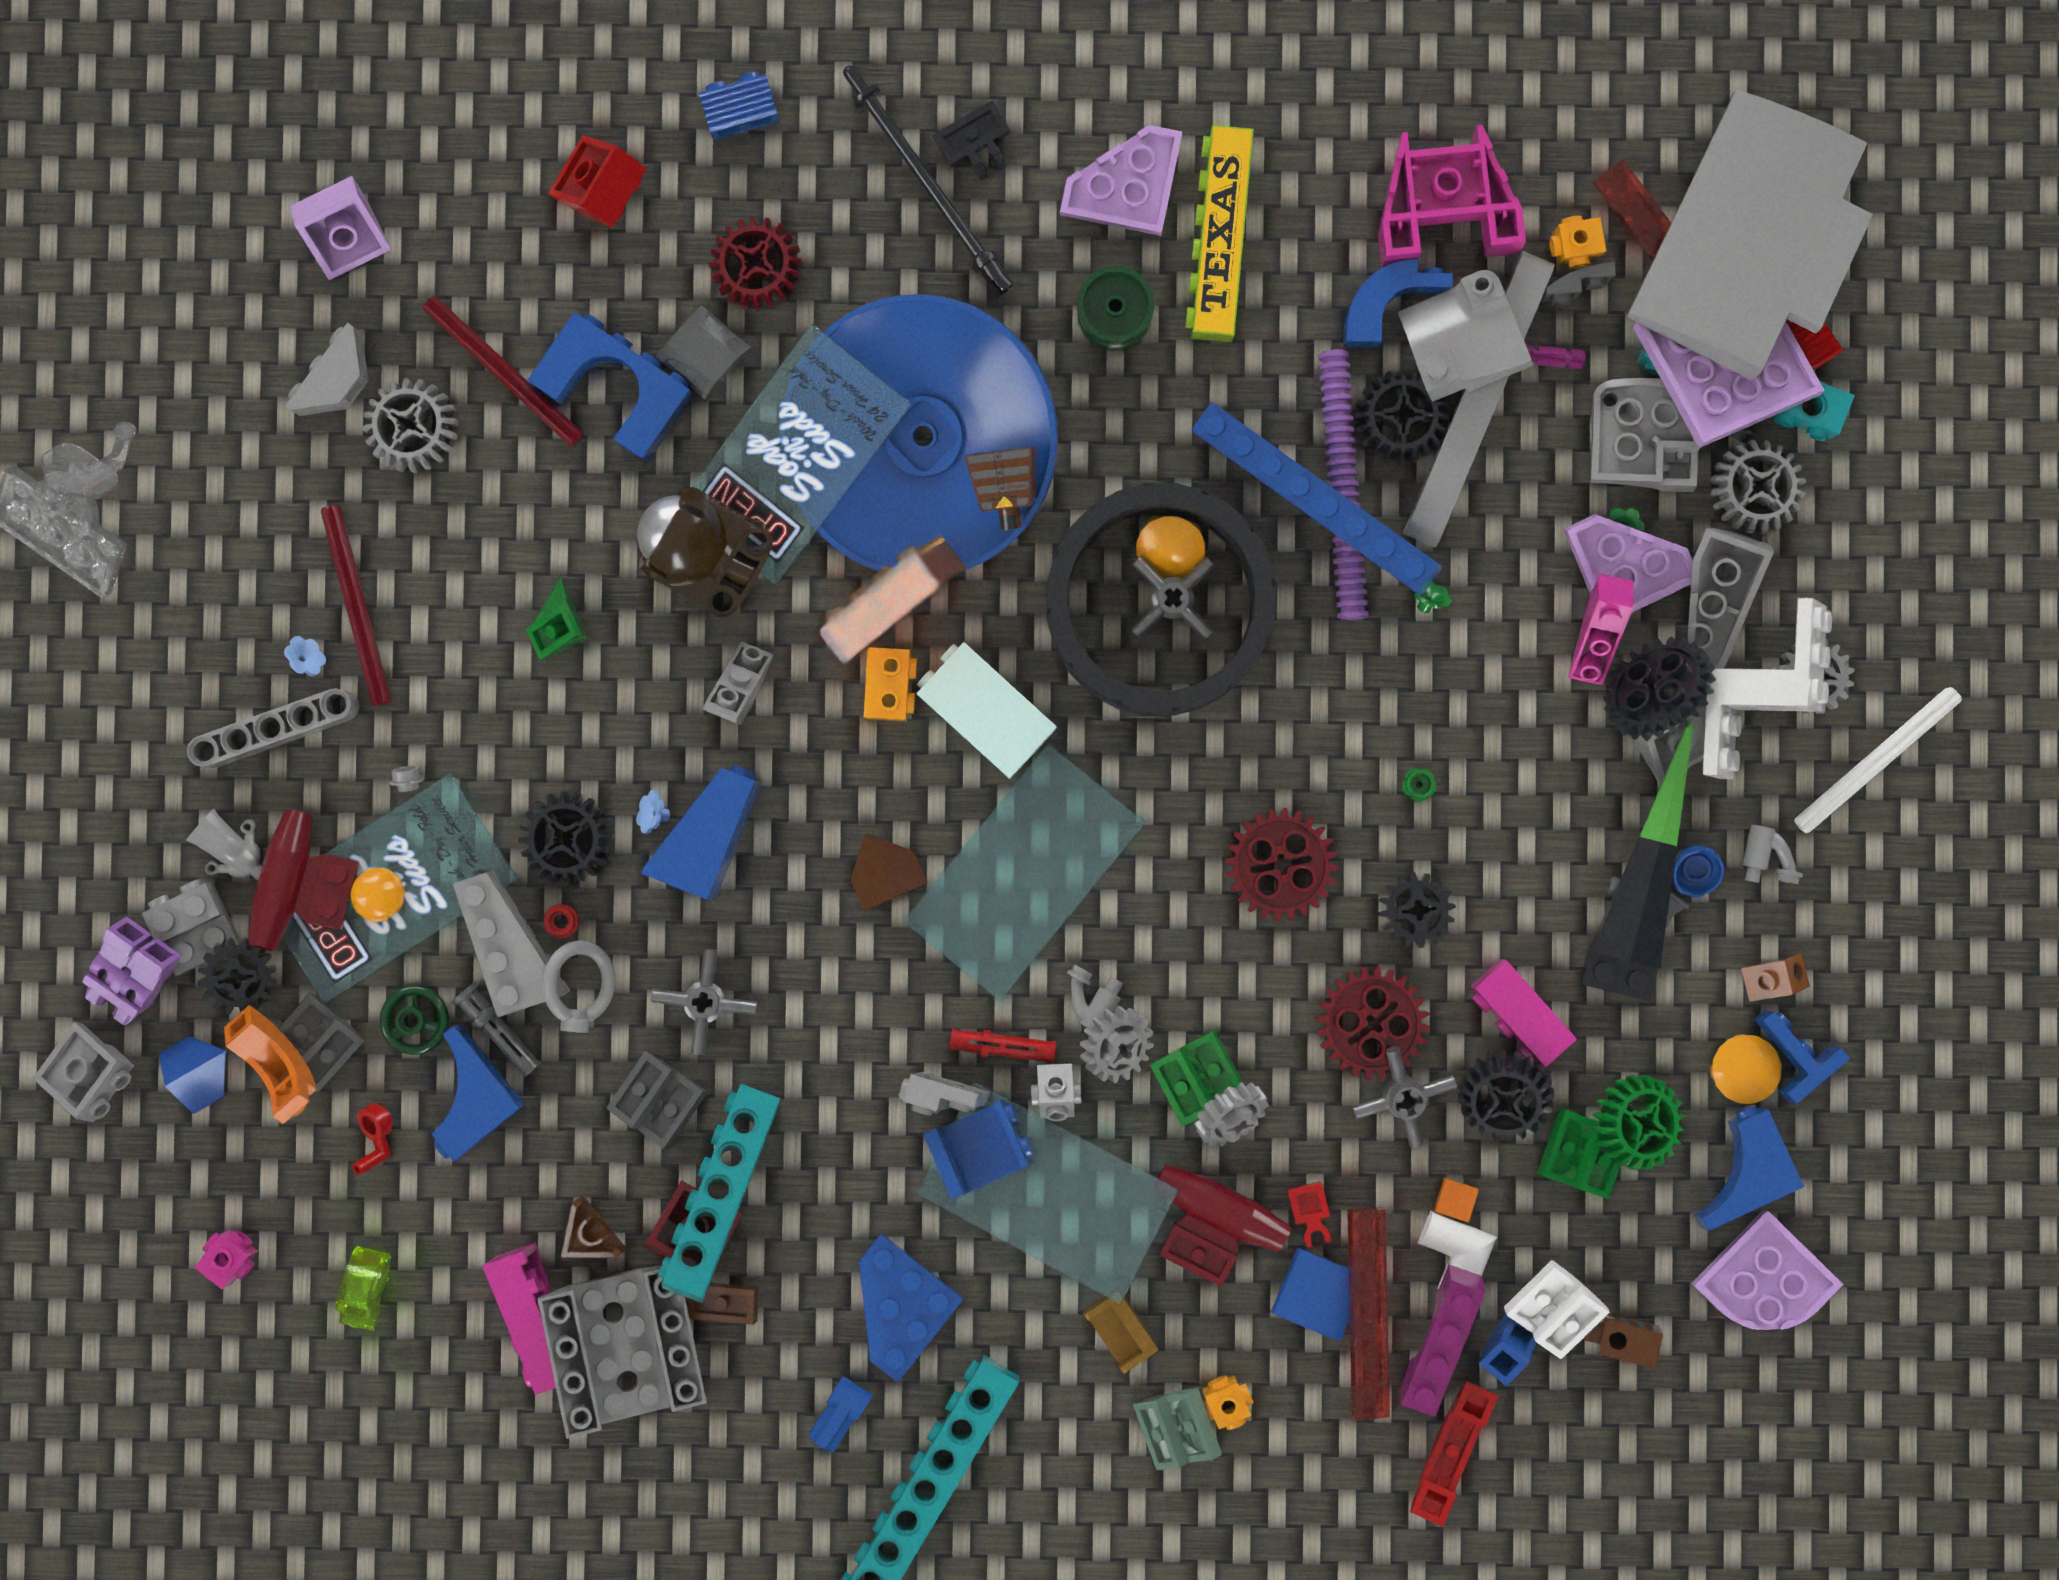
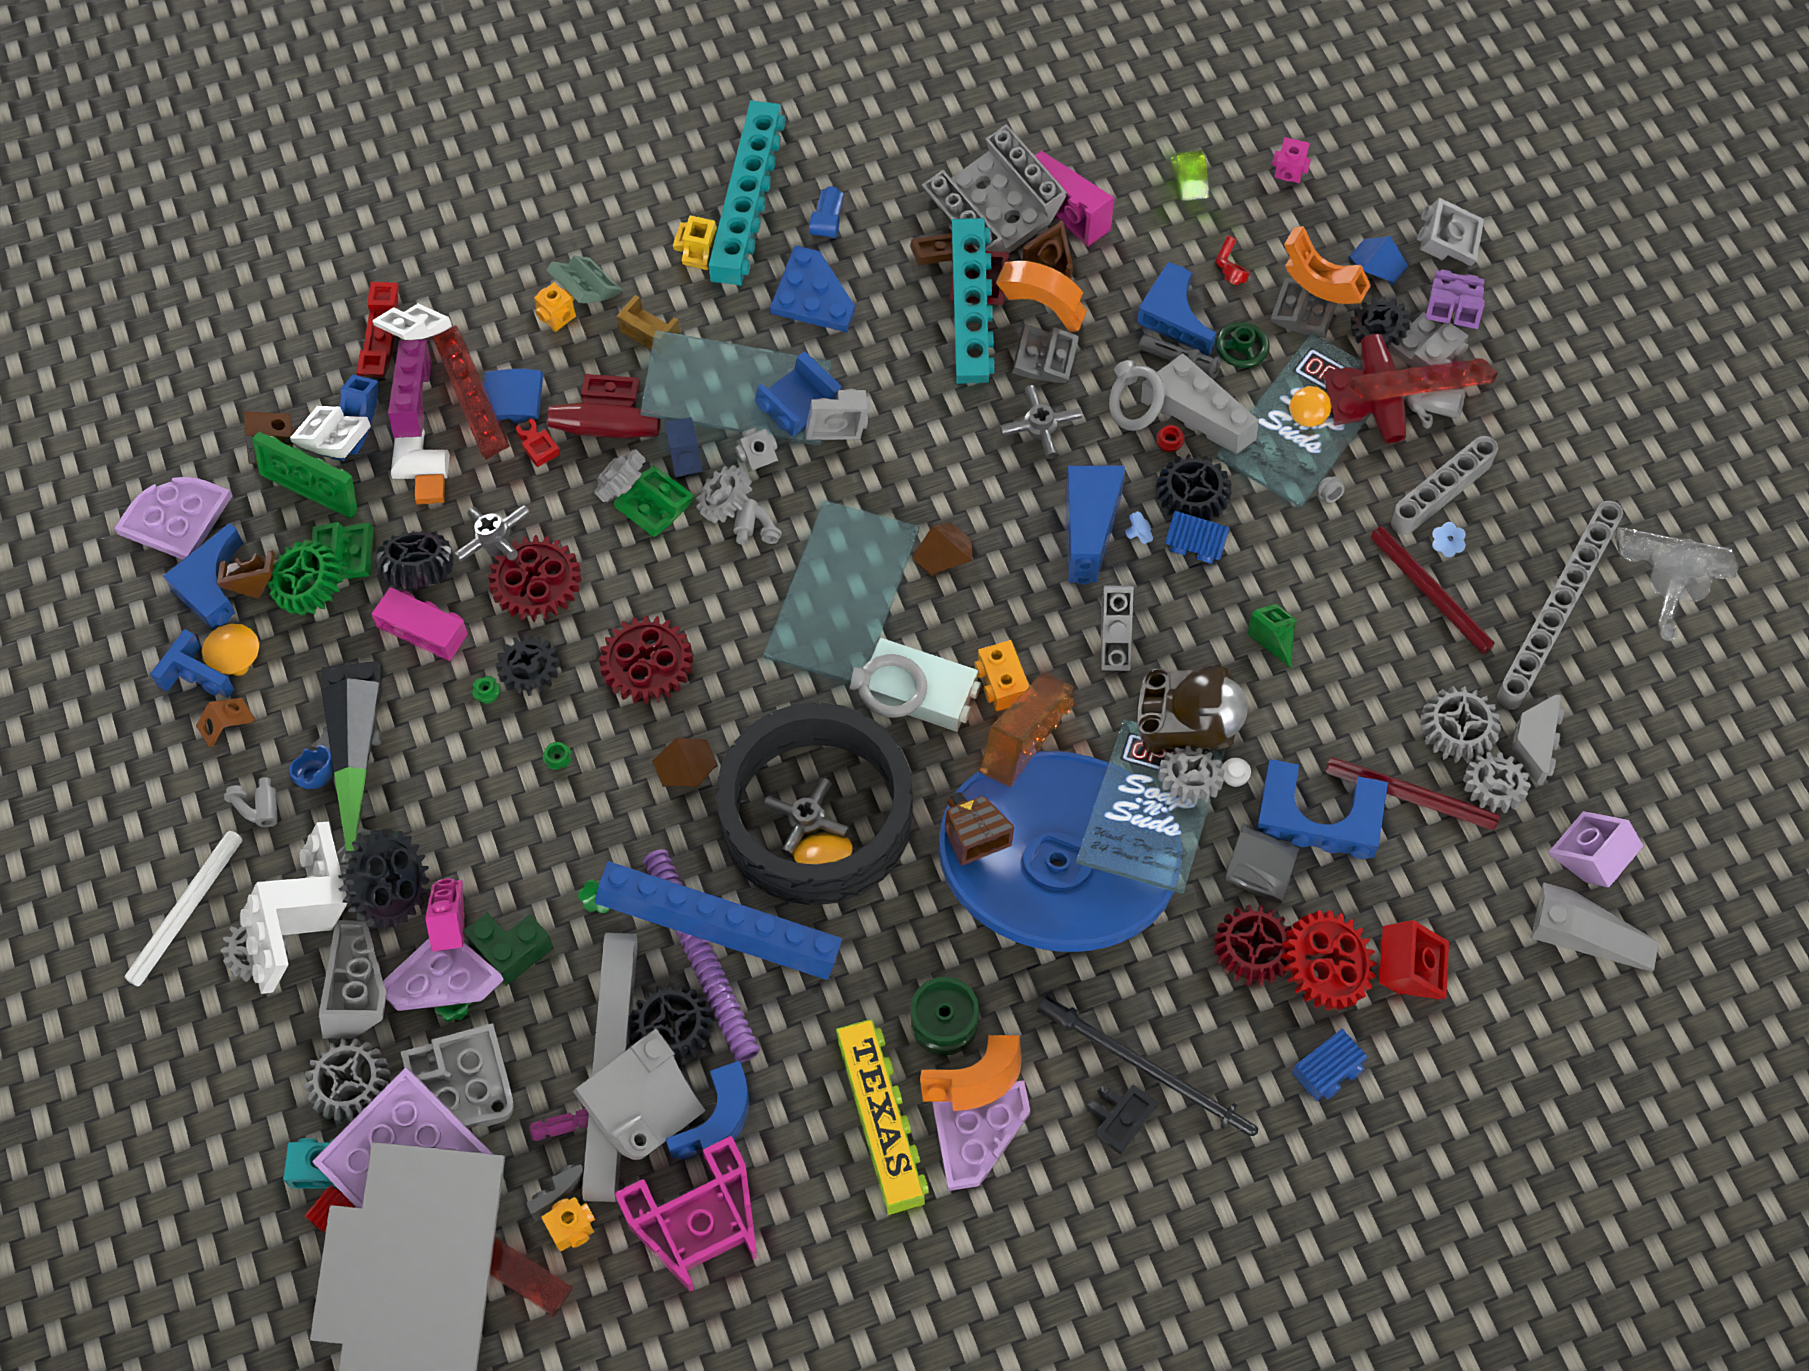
camera: 155 degrees right, 25 degrees down
(205, 526) = (1557, 614): none -> light grey beam
(230, 863) = (1423, 379): none -> clear red plate
(397, 153) = (1583, 926): none -> light grey wedge
(411, 354) = (1496, 782): none -> light grey gear
(592, 771) = (1197, 536): none -> blue brick
(626, 1175) = (1046, 286): none -> orange arch
(682, 470) = (1236, 772): none -> white plate
(697, 185) = (1328, 933): none -> red gear
(745, 479) = (1193, 775): none -> light grey gear
(1018, 1432) = (696, 241): none -> yellow brick
(1044, 1049) = (809, 470): red pin -> none
(1053, 725) = (861, 681): none -> light grey piece
(1104, 216) = (980, 1082): none -> orange arch
(1141, 1131) = (683, 446): none -> dark blue slope
(1280, 712) = (685, 762): none -> reddish brown slope
(1410, 1440) = (414, 323): none -> white slope
(1463, 900) = (489, 695): none -> green plate
(1551, 564) = (510, 951): none -> dark green brick
(1593, 1256) = (305, 475): none -> green plate
(1703, 1155) = (247, 576): none -> reddish brown slope

